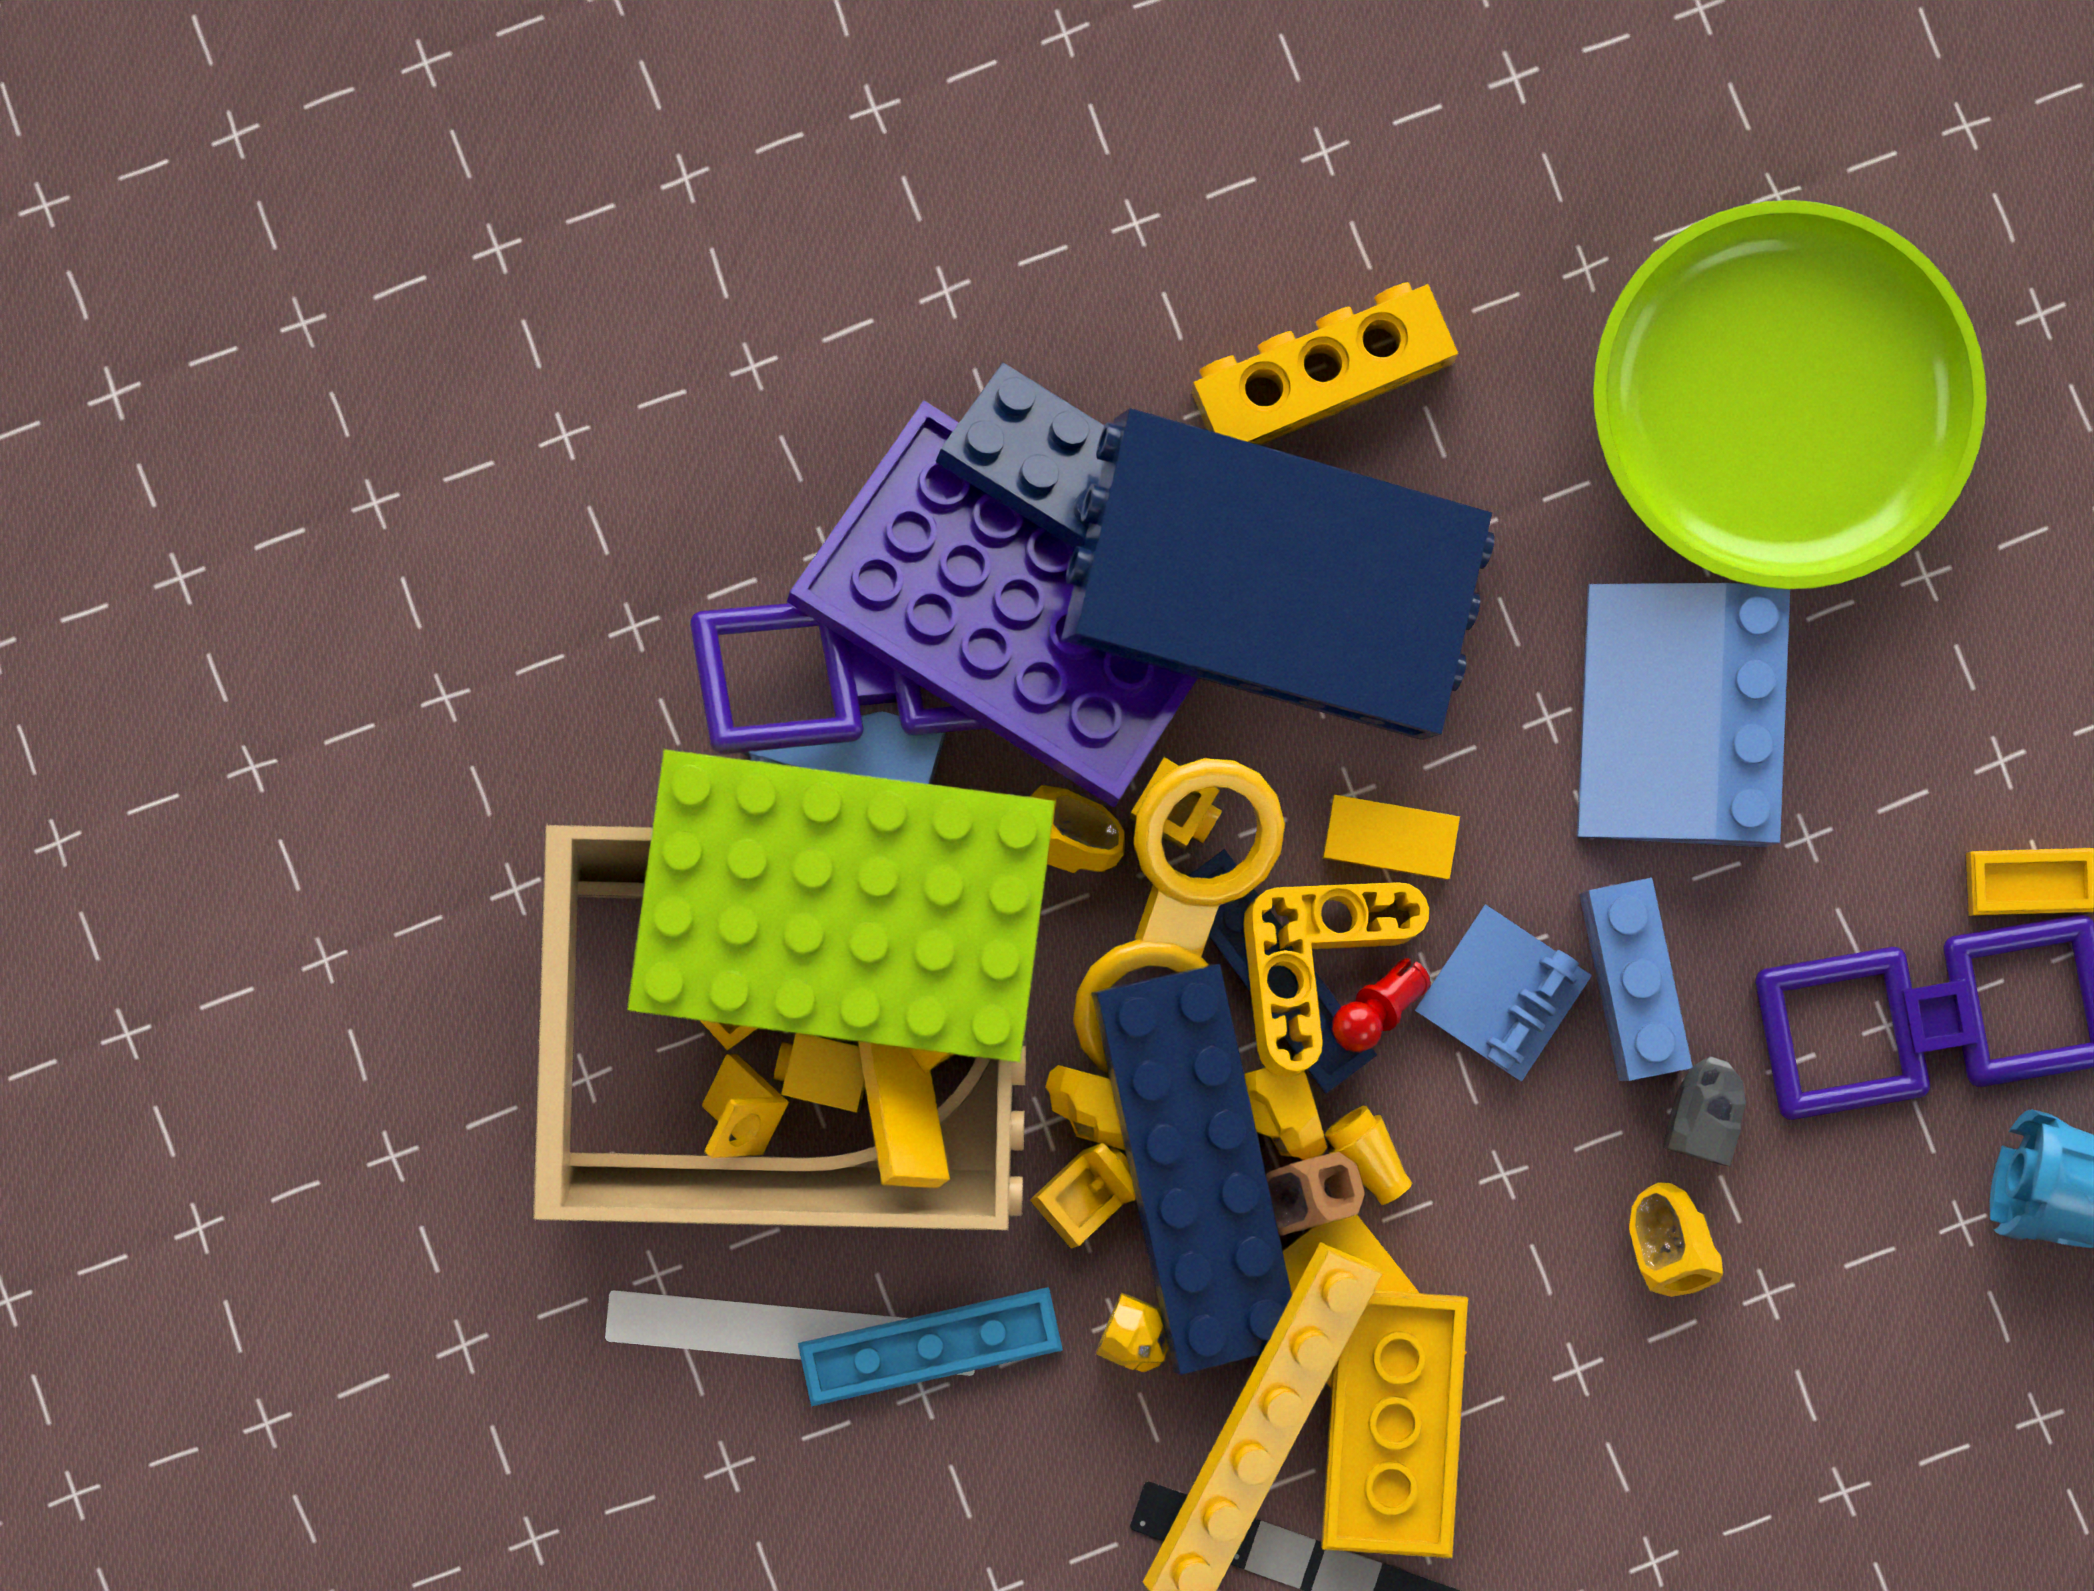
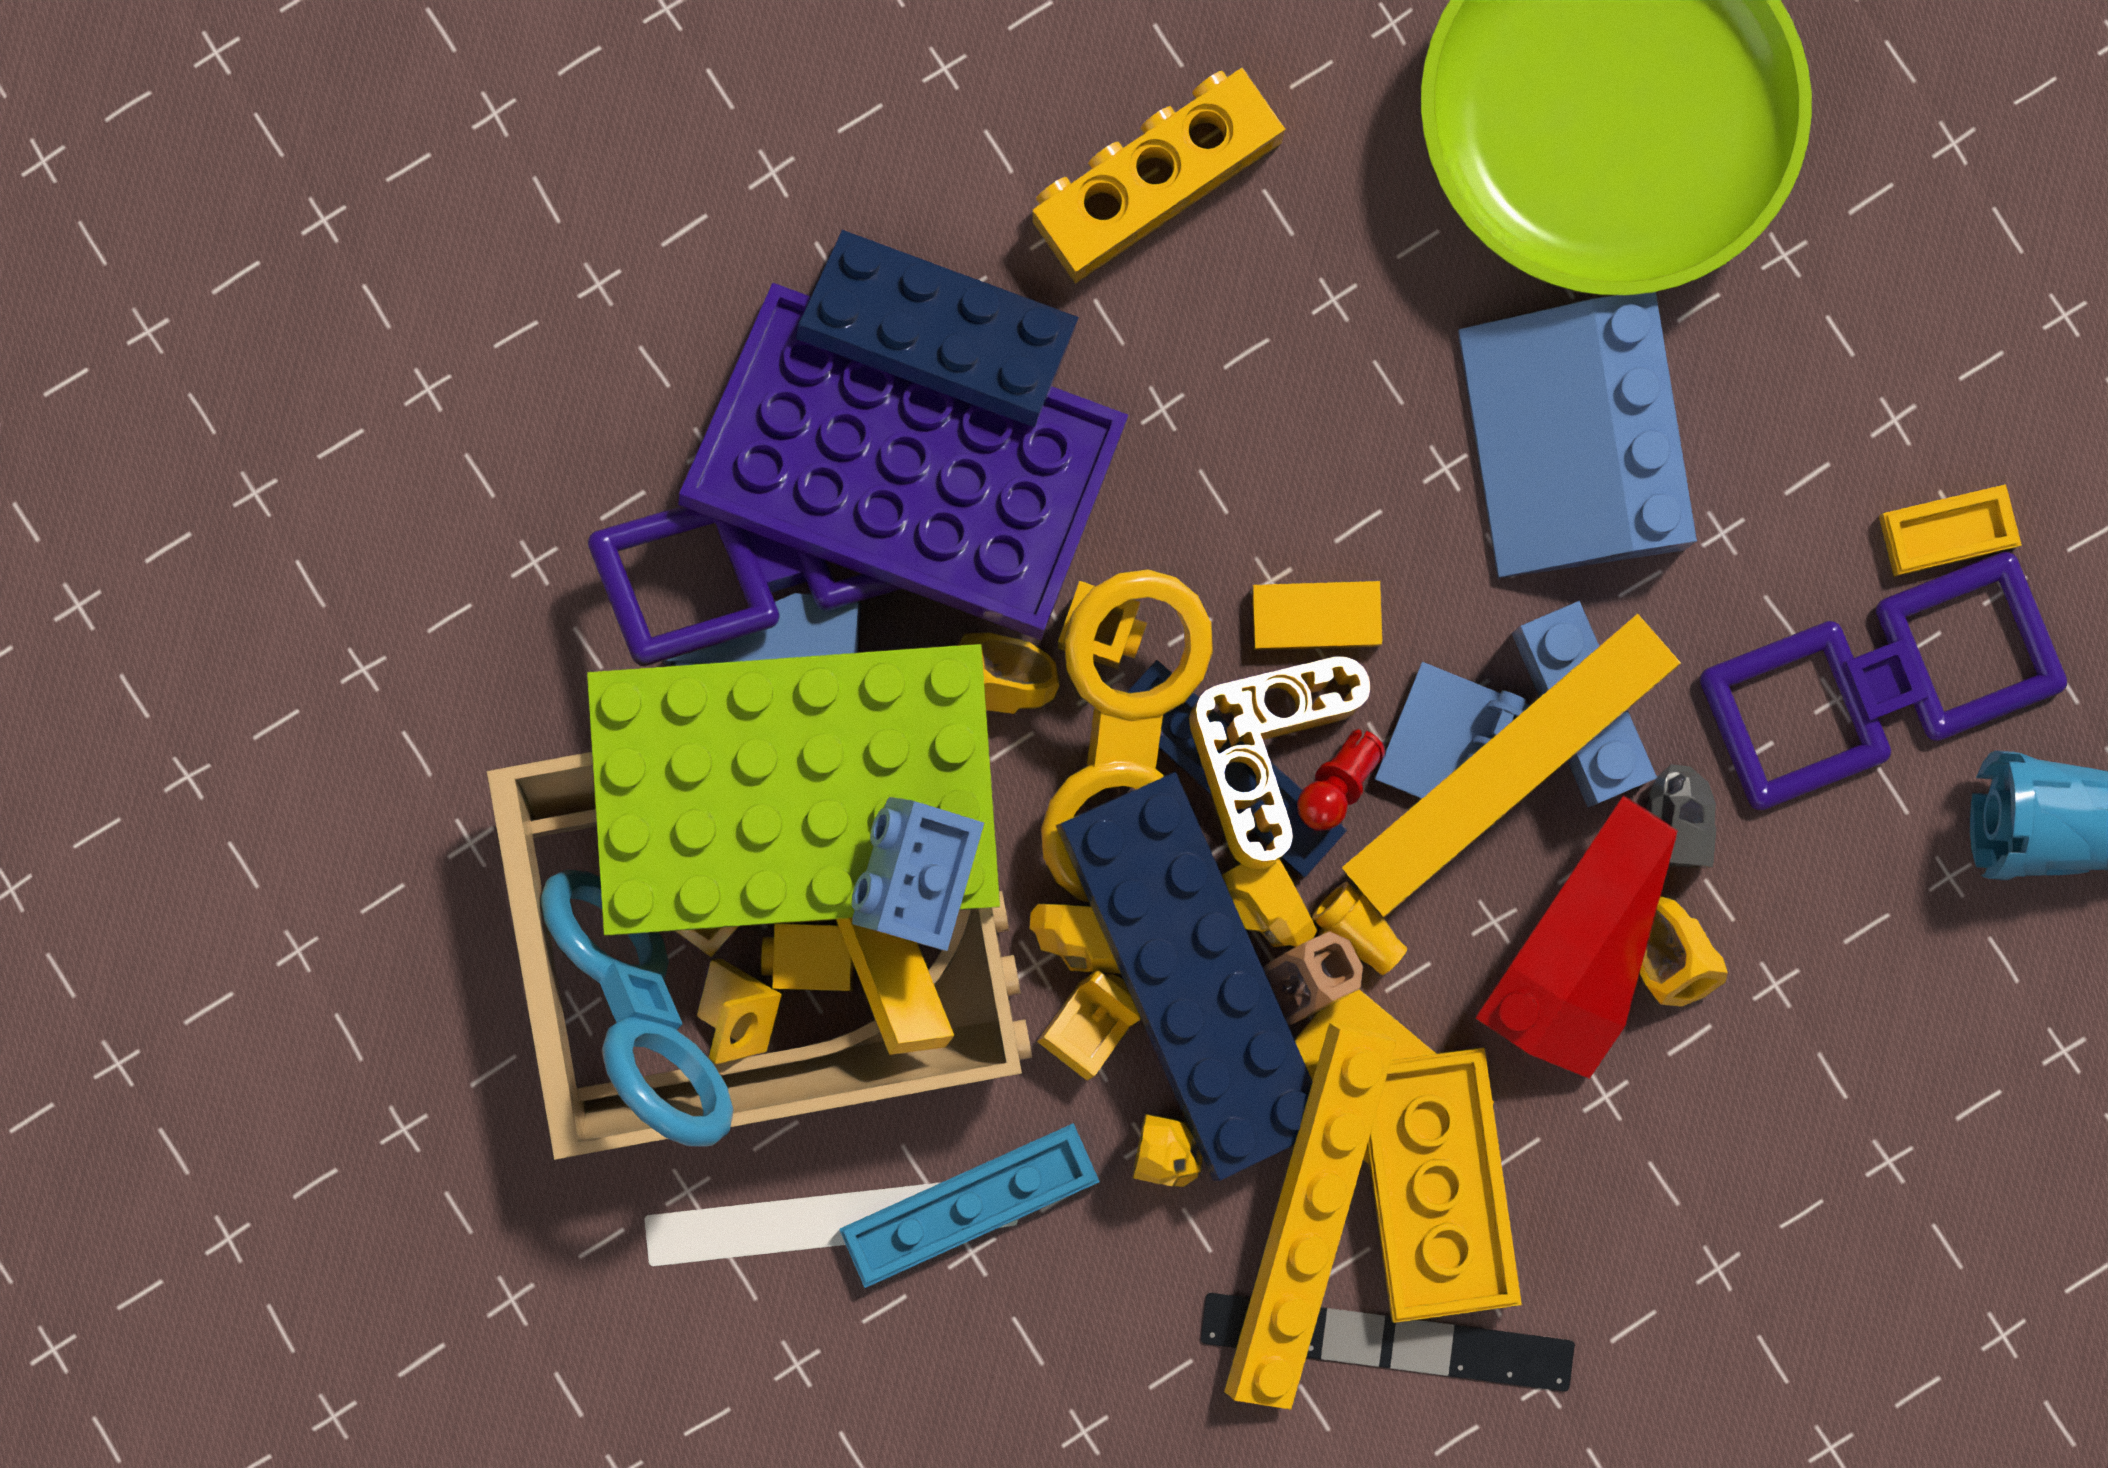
camera: 15 degrees left, 0 degrees up
(649, 1098) = (642, 1017): none -> dark azure bar
(945, 1013) = (916, 872): none -> medium blue bracket
(1276, 575) = (1152, 380): dark blue panel -> none
(1551, 1026) = (1511, 765): none -> yellow tile
(1581, 1232) = (1582, 962): none -> red wedge

